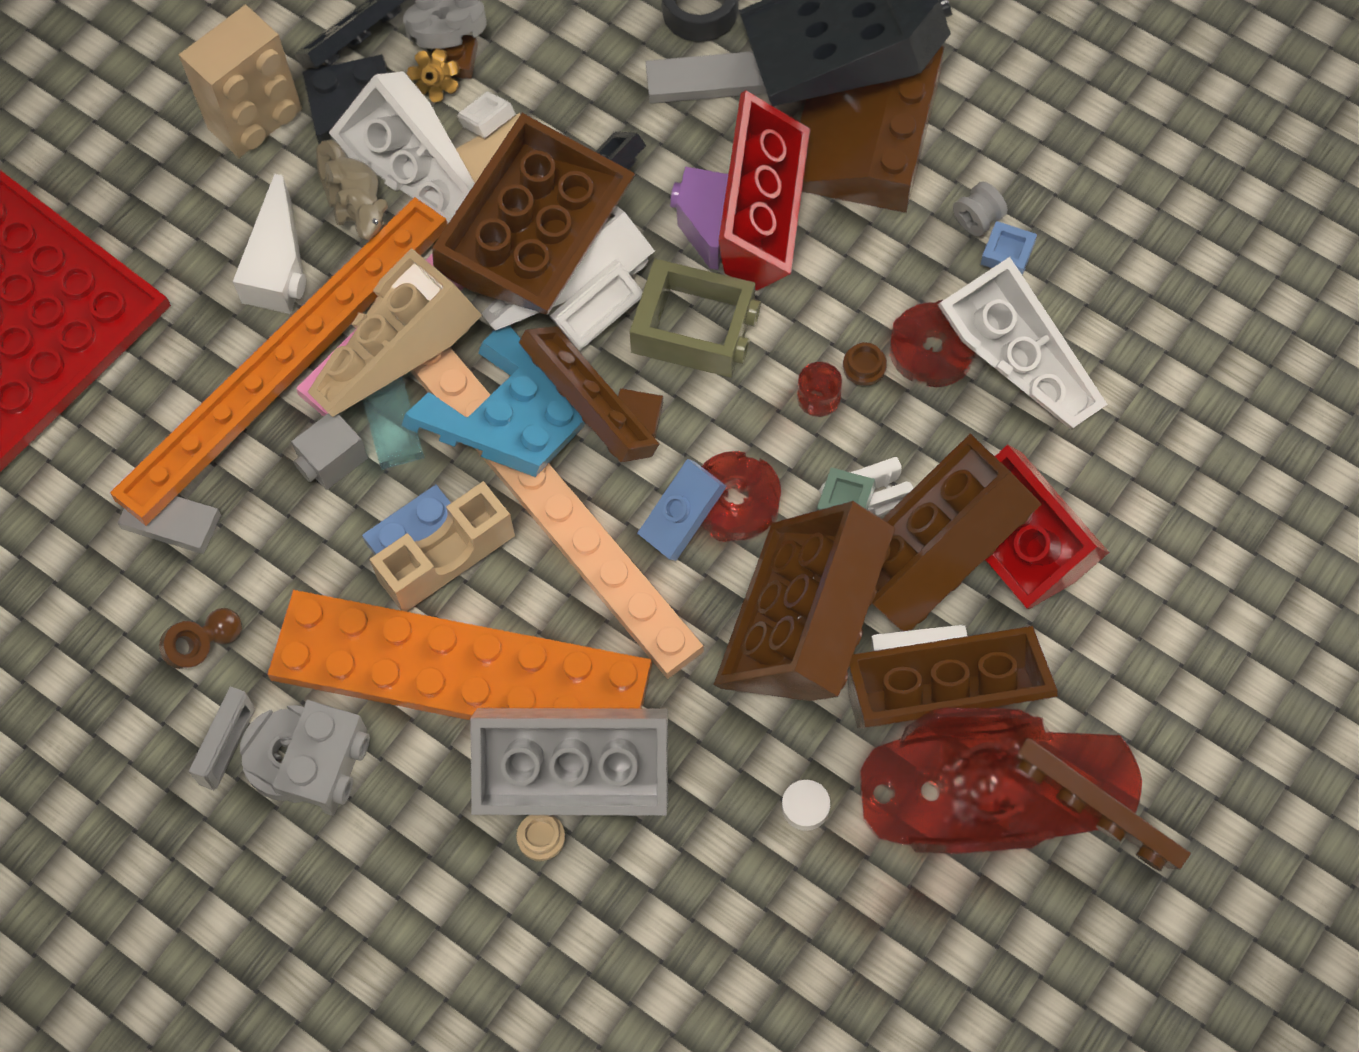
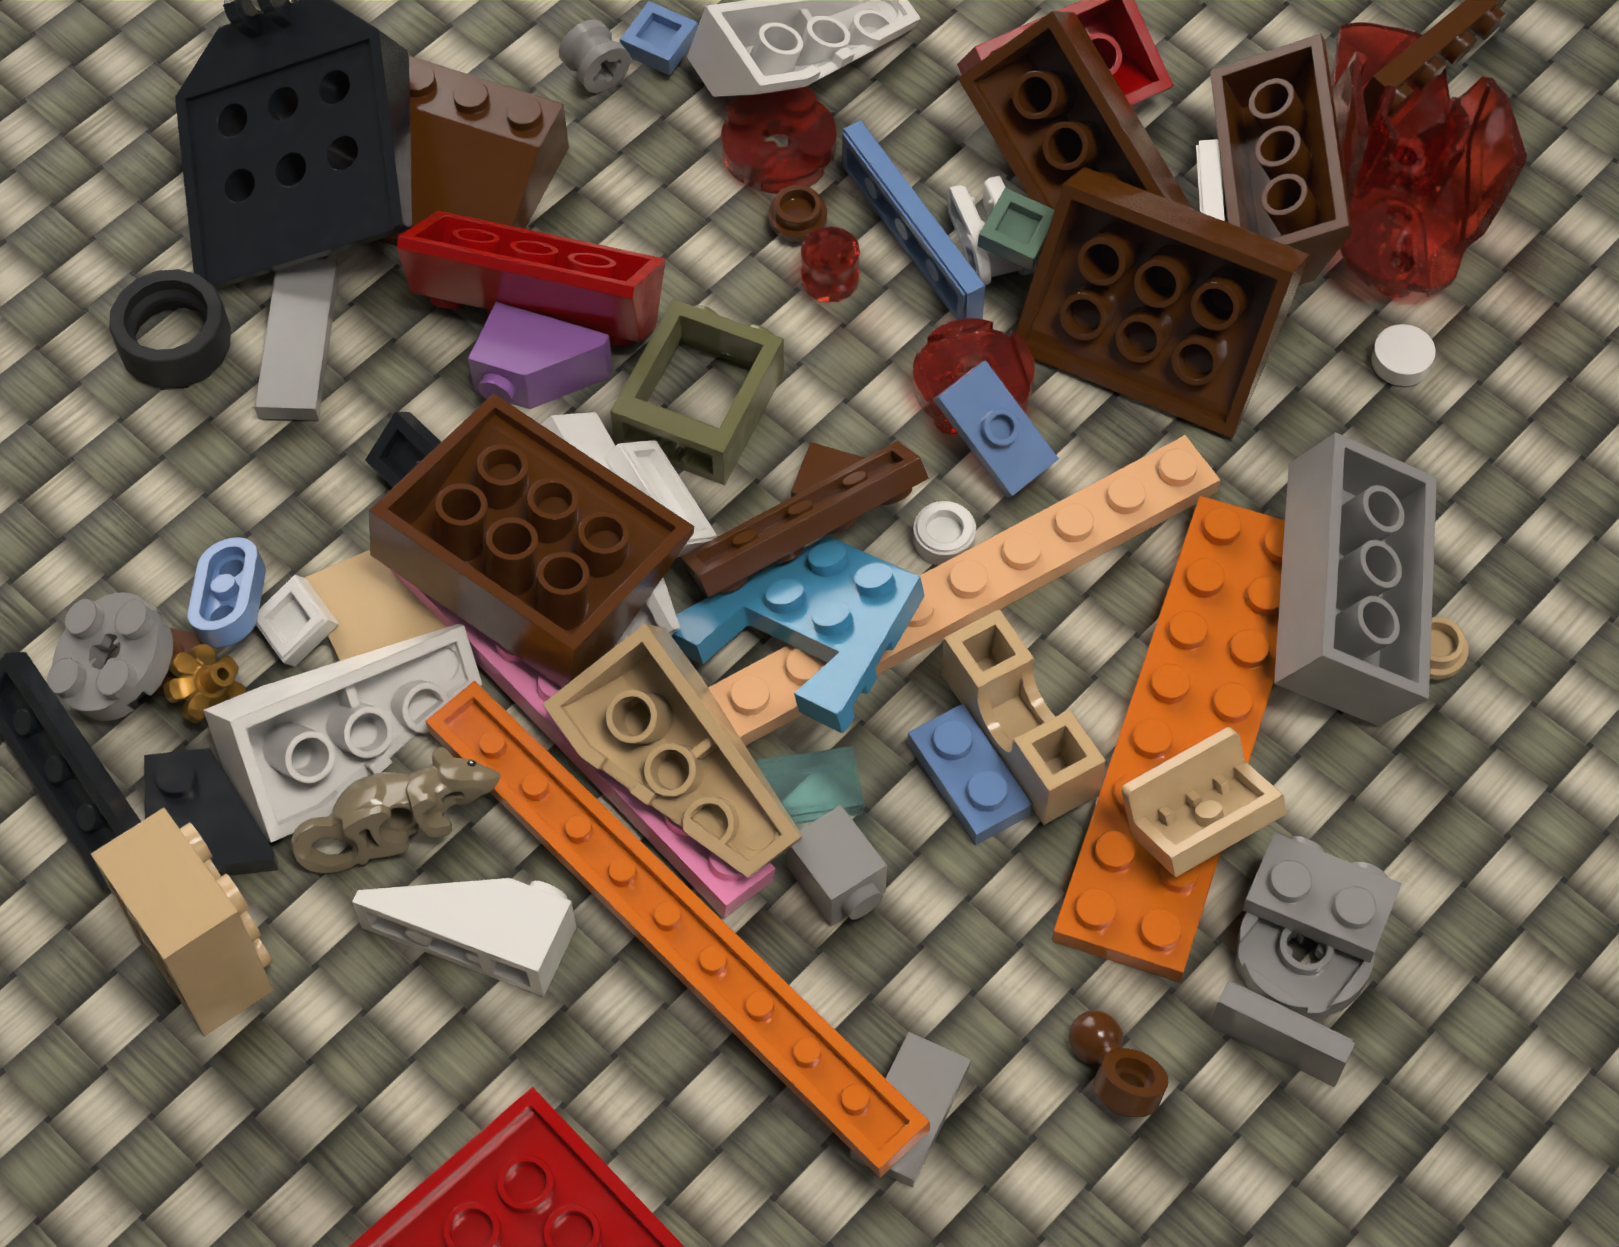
camera: 85 degrees left, 5 degrees down
(374, 663) = (1200, 803): none -> tan bracket
(497, 71) = (226, 592): none -> medium blue plate
(604, 493) = (943, 531): none -> white tile
(863, 436) = (912, 223): none -> medium blue tile

